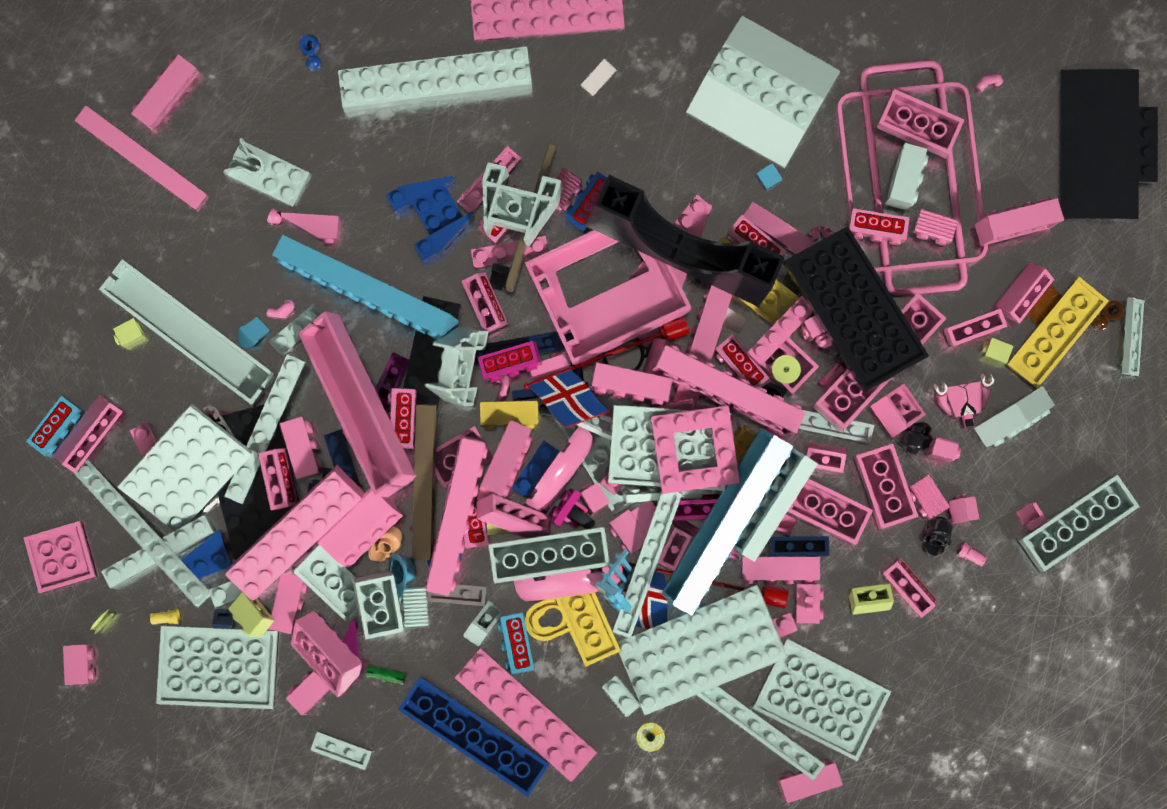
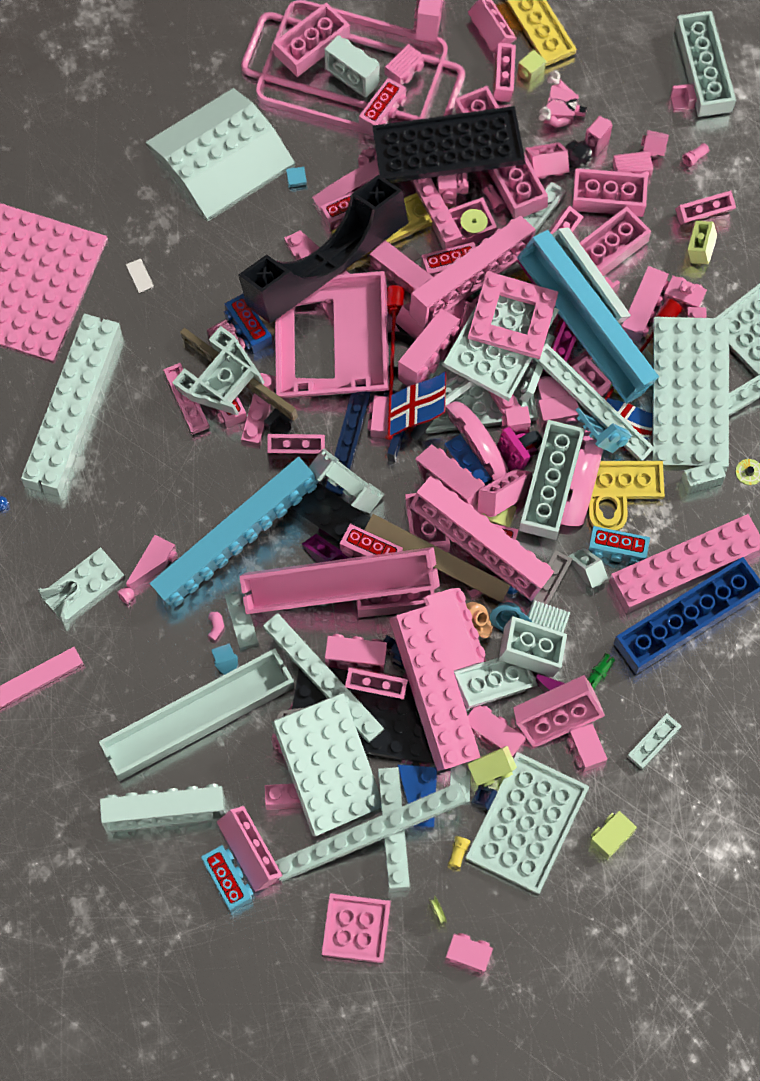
camera: 65 degrees left, 15 degrees down
(89, 343) = (162, 808): none -> light aqua brick
(128, 333) = (170, 771): yellowish green brick -> none
(237, 747) = (613, 834): none -> yellowish green brick
(341, 454) = (372, 625): dark blue brick -> none
(435, 210) = (192, 454): blue wedge -> none
(500, 414) = (405, 467): light yellow brick -> none
(504, 389) = (380, 461): bright pink arm -> none
(510, 361) = (361, 441): dark pink brick -> none
(799, 546) = (632, 277): dark blue brick -> none
(937, 536) = (669, 171): black head -> none
(1015, 418) = (594, 63): light aqua brick -> none

